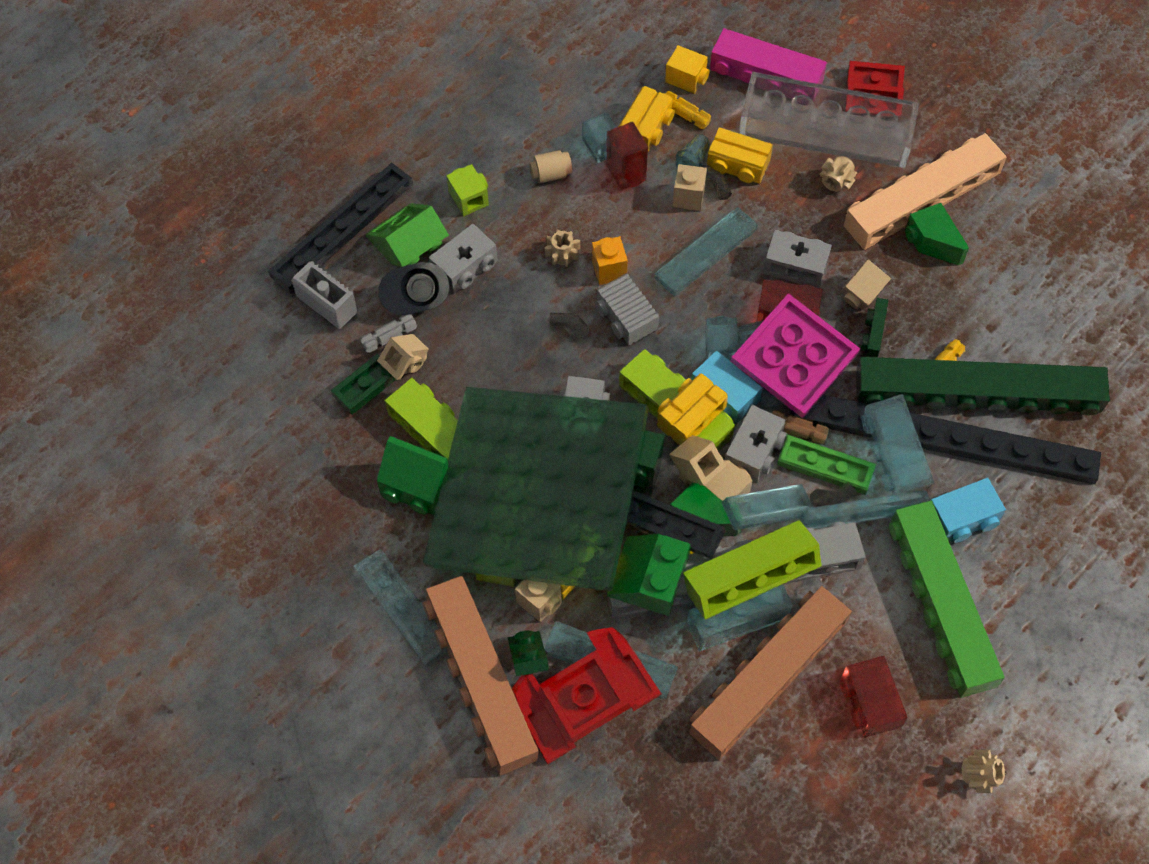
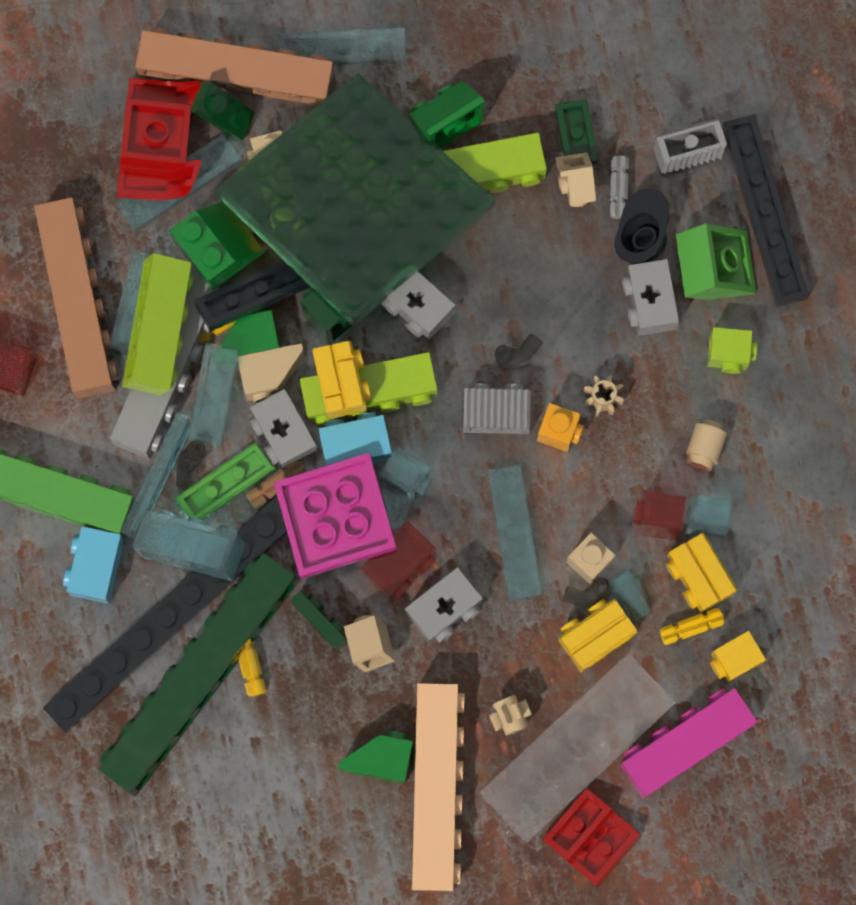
camera: 125 degrees right, 15 degrees up
(698, 460) = (284, 346): tan brick -> none

